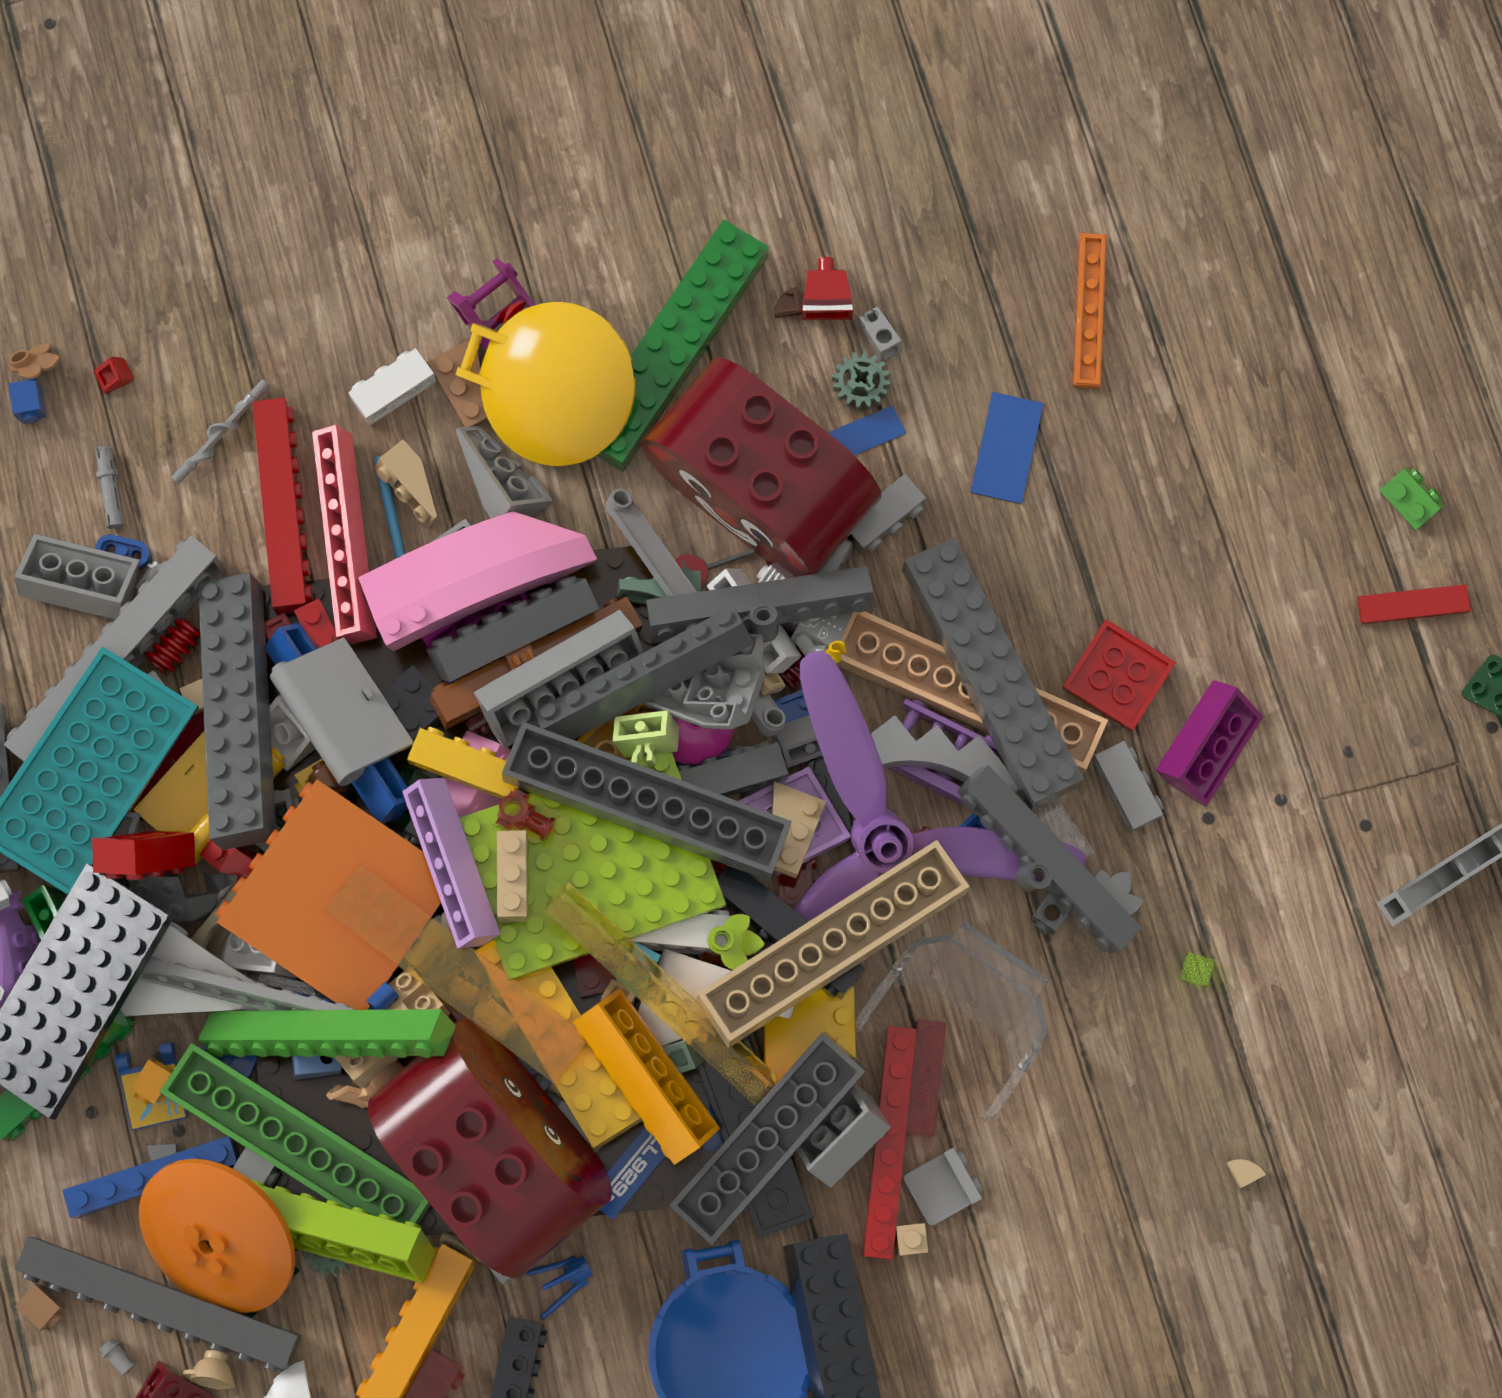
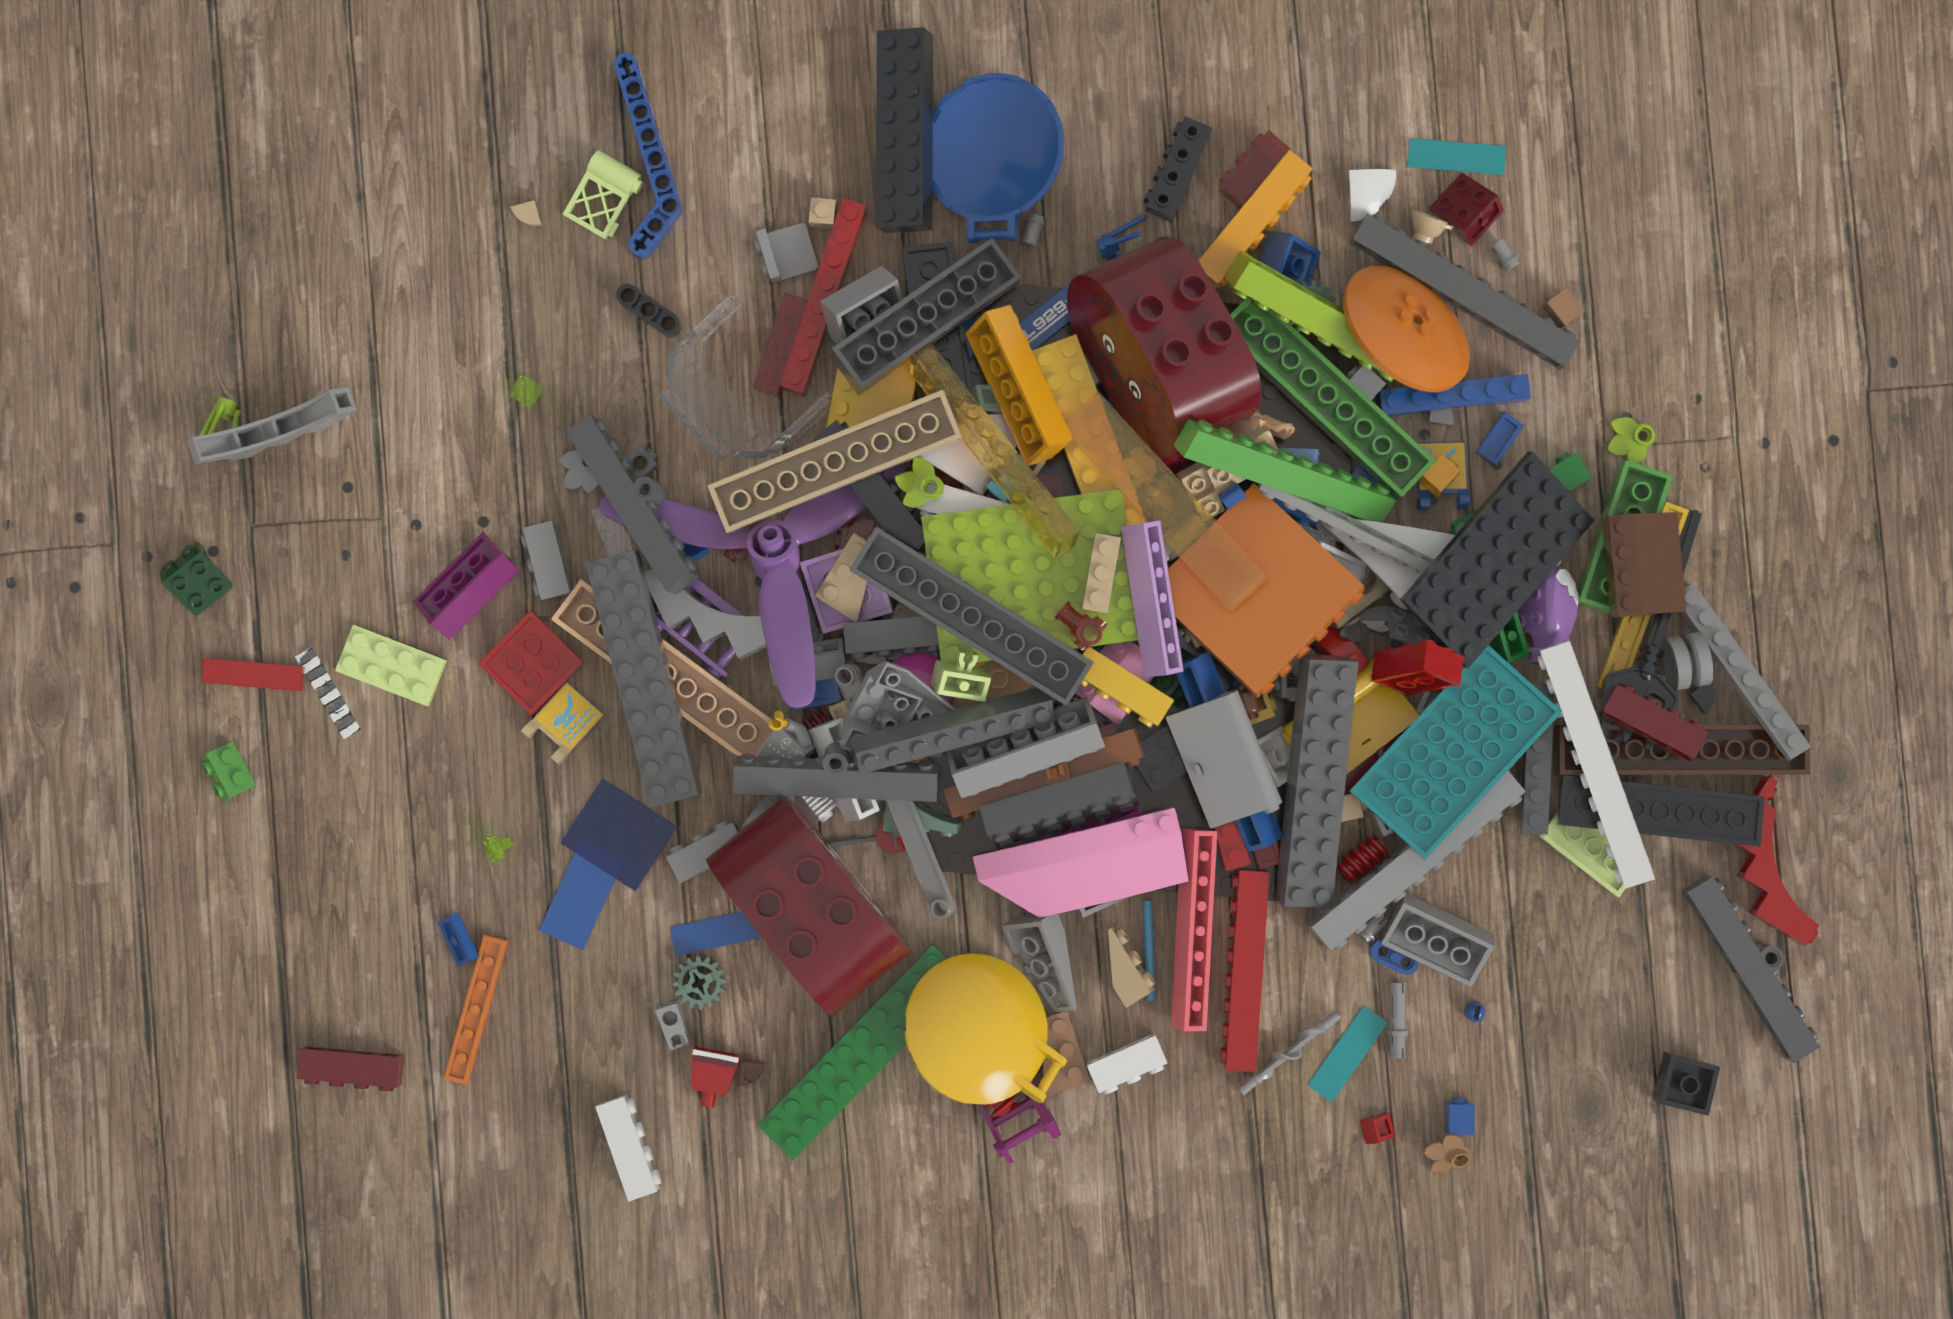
camera: 170 degrees left, 10 degrees up
(32, 513) = (1469, 1011): none -> blue hinge
(92, 1141) = (1499, 439): none -> blue tile
(157, 445) = (1347, 1053): none -> teal sticker
(367, 1296) = (1290, 256): none -> blue slope
(667, 1272) = (1033, 229): none -> light grey pin
(898, 204) = (628, 1148): none -> white brick
(983, 516) = (618, 834): none -> clear blue piece
(1067, 622) = (564, 720): none -> flag
(1096, 1087) = (642, 300): none -> black beam
(1108, 475) = (496, 848): none -> clear neon green tile
(1125, 373) = (458, 939): none -> blue plate
(1127, 1270) = (648, 150): none -> blue beam
(1158, 1233) = (614, 177): none -> yellowish green piece
(1205, 226) = (350, 1067): none -> dark red brick
(1269, 643) = (391, 665): none -> yellowish green plate
(1328, 602) = (328, 693): none -> sticker

